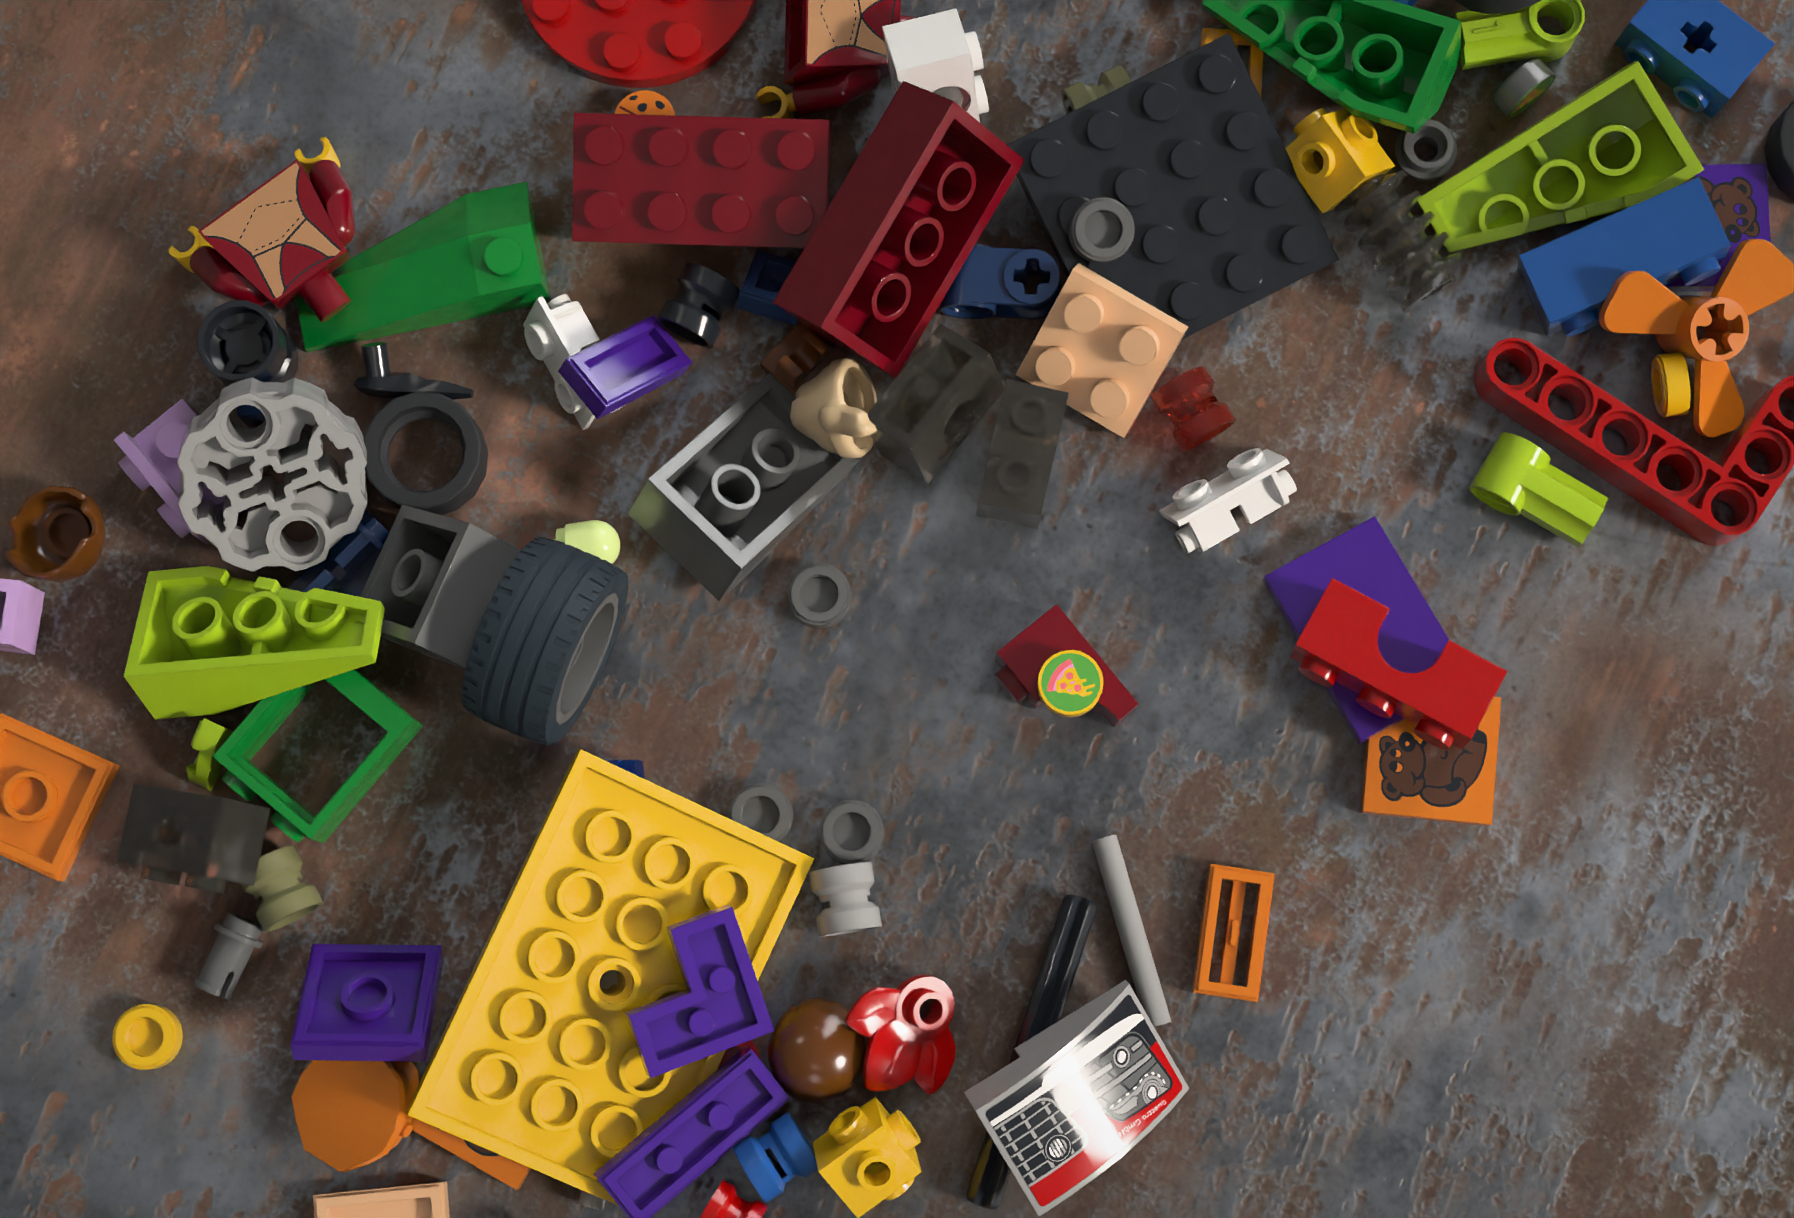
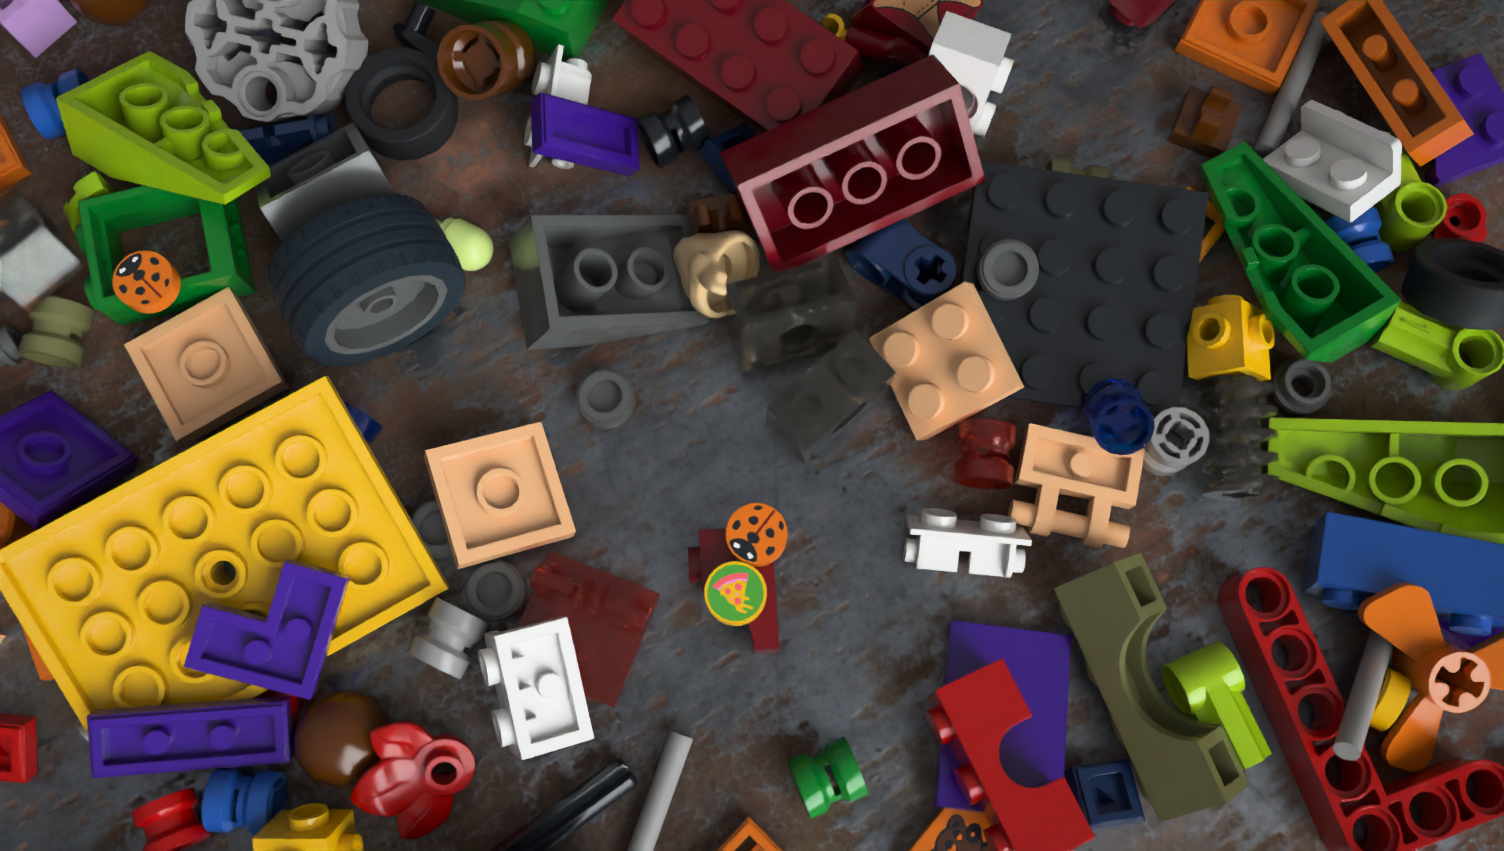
camera: 30 degrees right, 5 degrees down
(93, 687) = (41, 102): none -> blue wheel
(343, 782) = (146, 282): none -> orange tile
(440, 821) = (206, 366): none -> light nougat plate
(482, 359) = (486, 59): none -> reddish brown wheel
(795, 746) = (499, 494): none -> light nougat plate
(951, 810) = (603, 616): none -> clear red hinge
(954, 886) = (536, 688): none -> white bracket
(1051, 620) = (756, 534): none -> orange tile
(1253, 783) = (814, 783): none -> green wheel
(1285, 361) = (1079, 468): none -> light nougat plate
(1300, 300) = (1122, 429): none -> clear blue wheel
(1336, 293) = (1162, 451): none -> light grey wheel
(1495, 630) = (1106, 794): none -> dark blue tile
(1523, 88) = (1412, 390): dark grey tile -> none
(1530, 557) = (1177, 759): none -> olive arch
(1651, 397) = (1363, 698): none -> light grey bar

